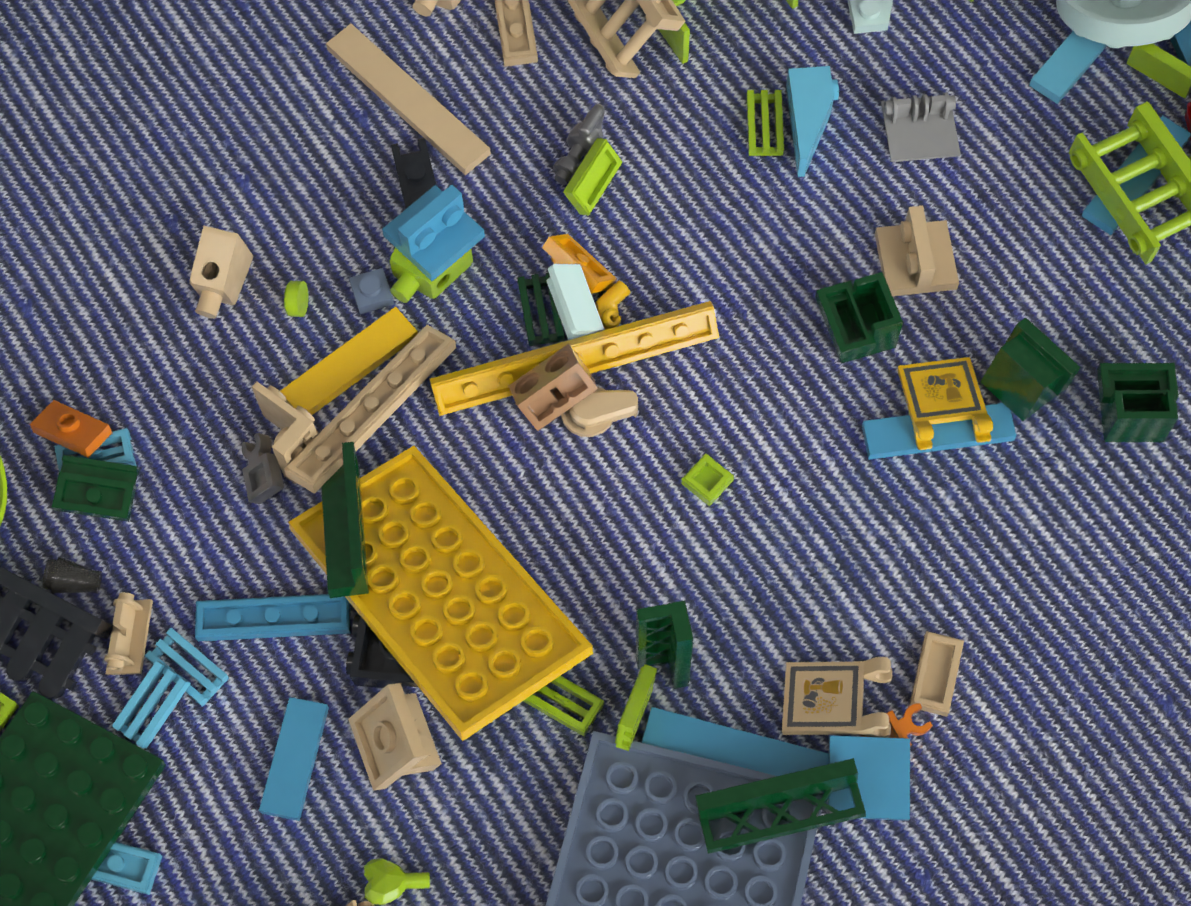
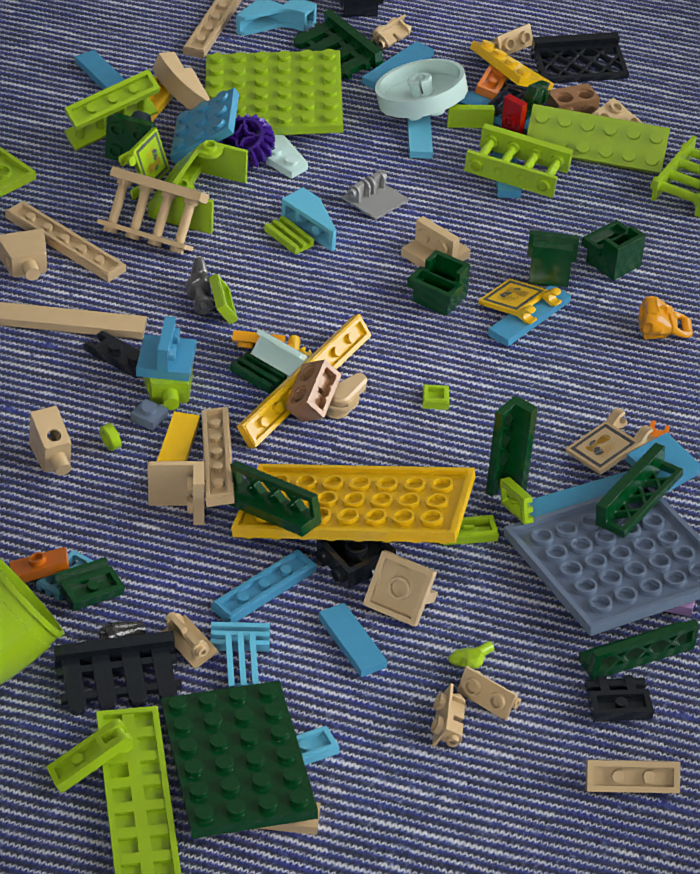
camera: 45 degrees left, 25 degrees down
(263, 473) = (182, 522): flat silver plate -> none
(936, 673) = (642, 409): tan tile -> none
(1091, 551) = (660, 320): none -> light orange piece

